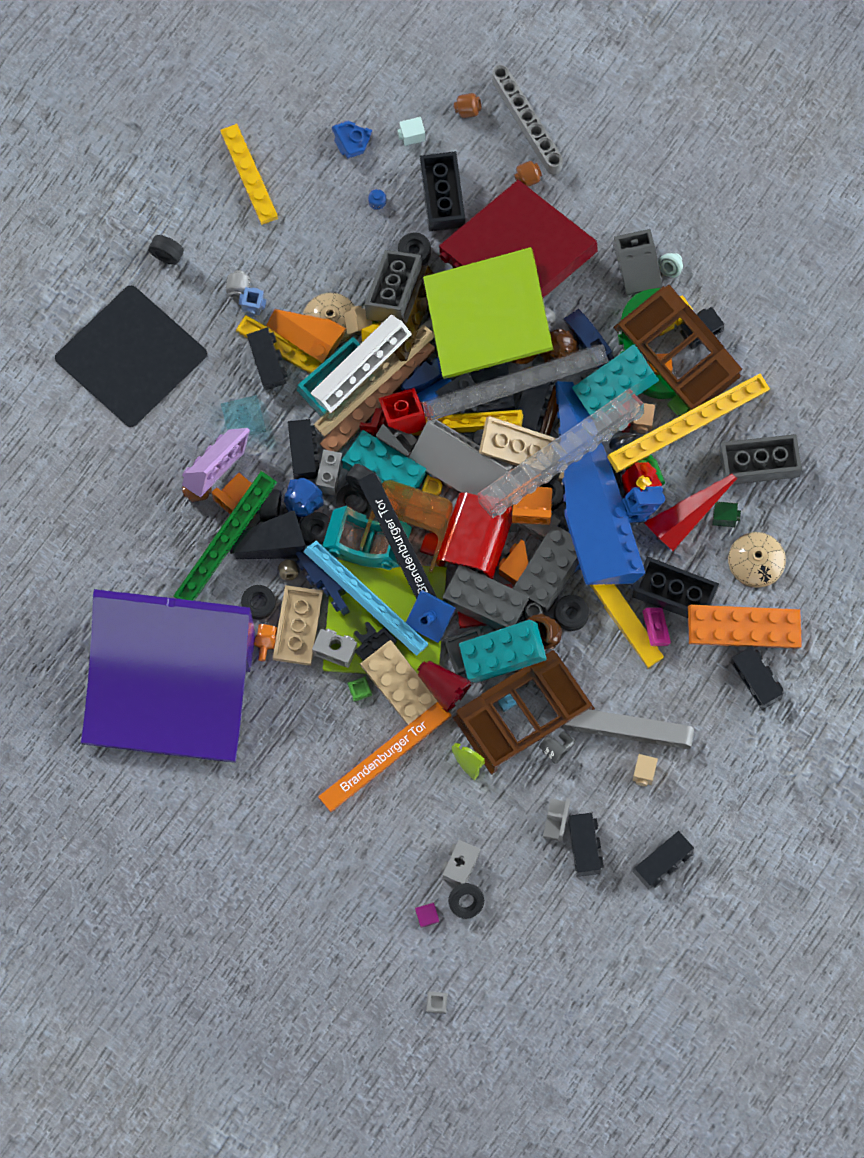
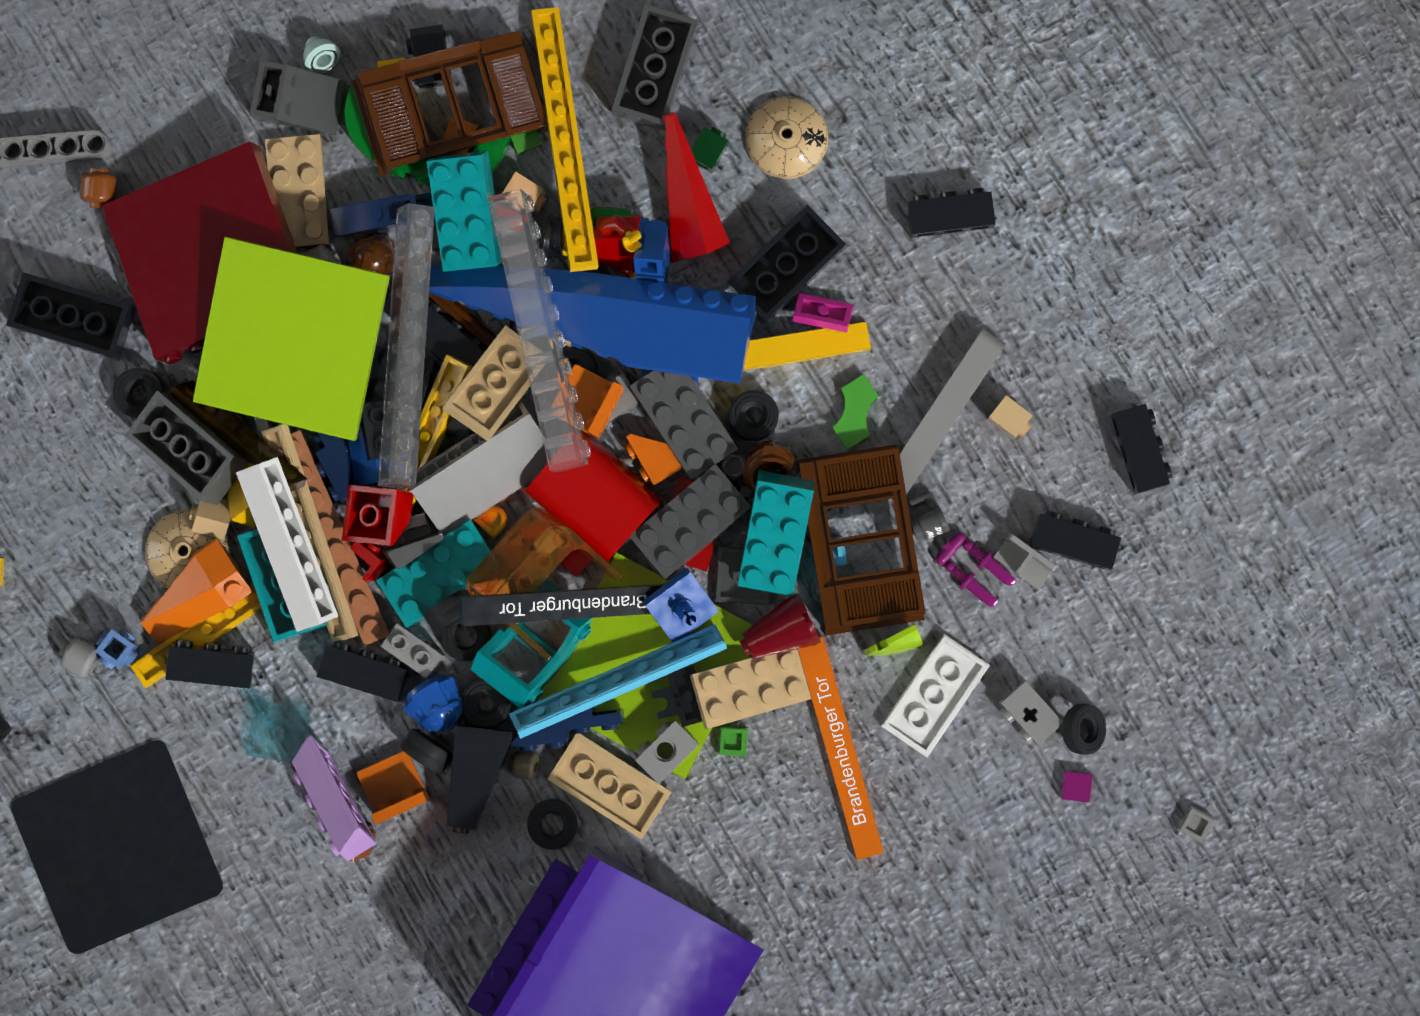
camera: 60 degrees left, 15 degrees up
(226, 537) = (449, 833): green tile -> none
(265, 639) = (611, 838): orange piece -> none
(377, 199) = (39, 410): blue piece -> none
(445, 801) = (935, 695): none -> white tile
(528, 789) = (985, 560): none -> magenta piece
(583, 288) = (300, 184): none -> tan plate
(595, 676) = (858, 398): none -> bright green tile
(744, 626) = (878, 198): orange plate -> none

